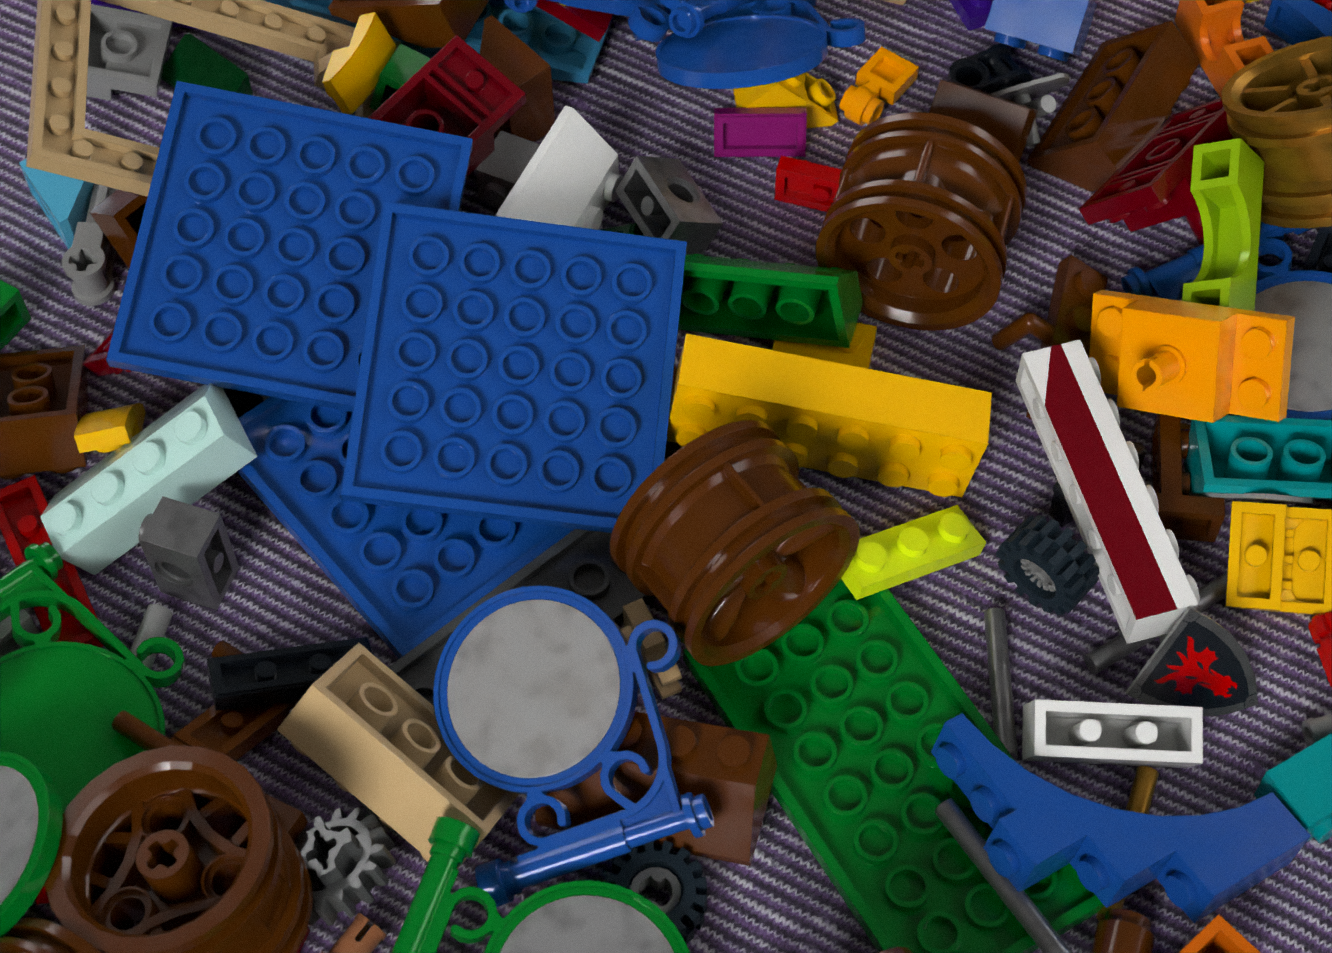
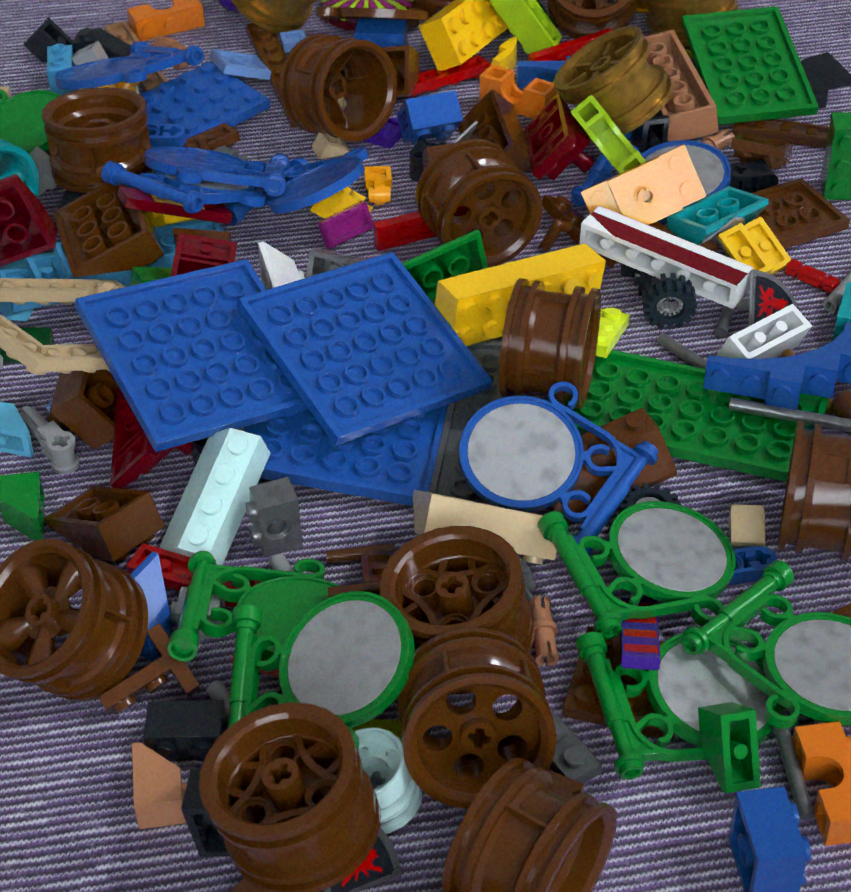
camera: 40 degrees left, 15 degrees down
(109, 428) = (170, 494): yellow slope -> none
(273, 674) = (378, 538): black tile -> none
(356, 68) = (119, 273): yellow slope -> none

